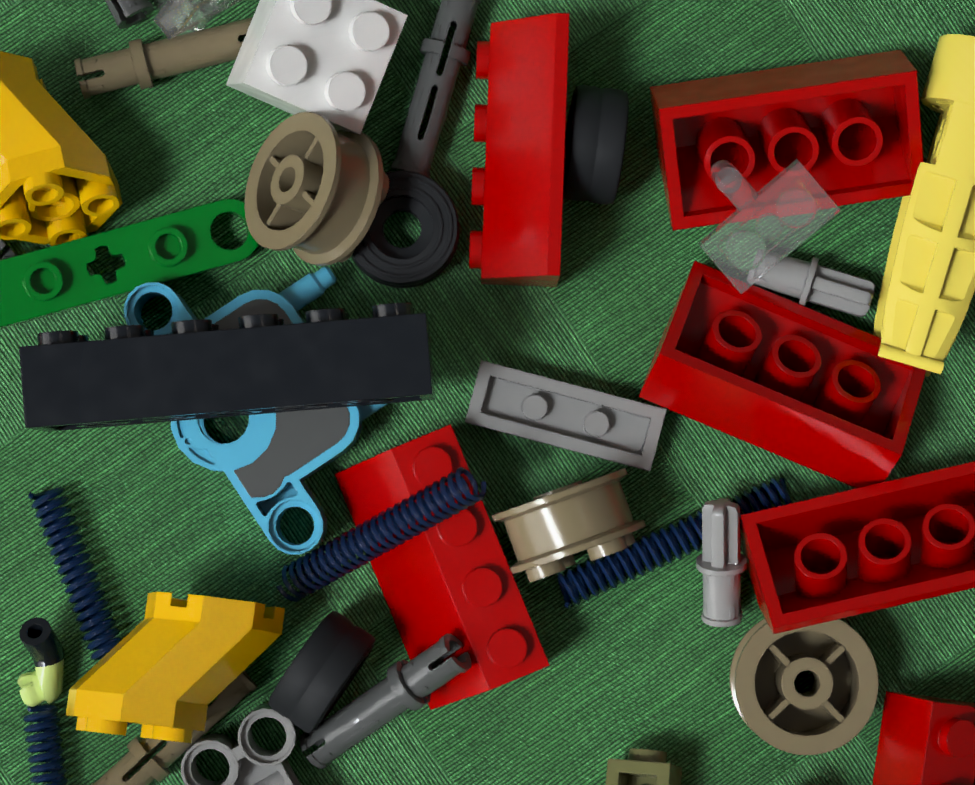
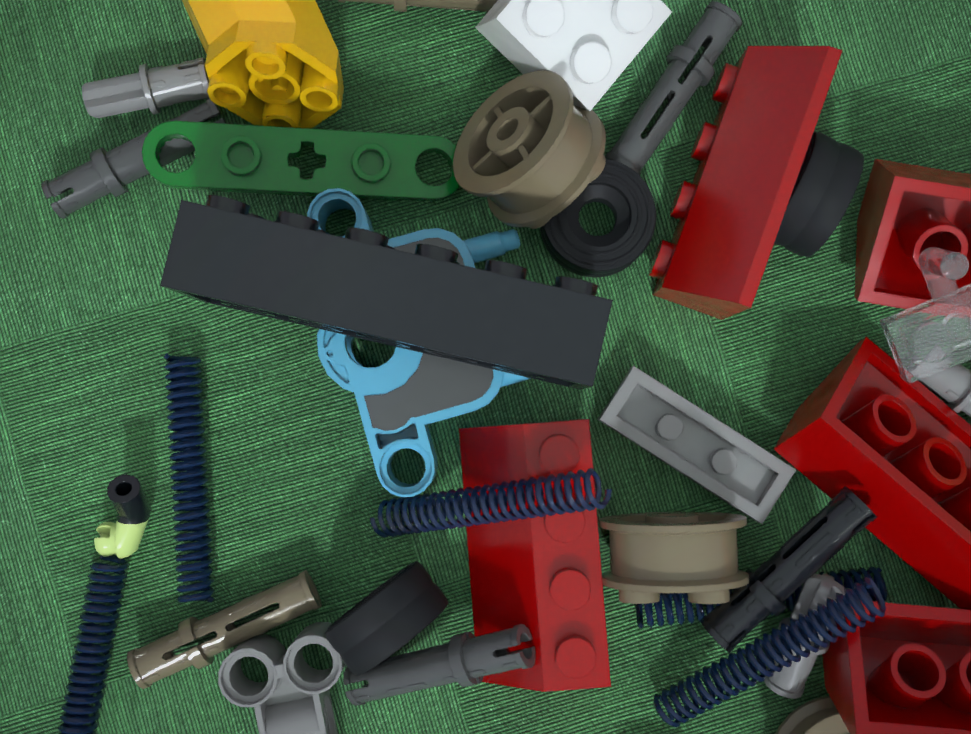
camera: 20 degrees right, 0 degrees up
(173, 665) = (238, 571): yellow brick -> none
(675, 515) = (788, 569): none -> black pin
(699, 583) = (768, 650): none -> dark blue piece

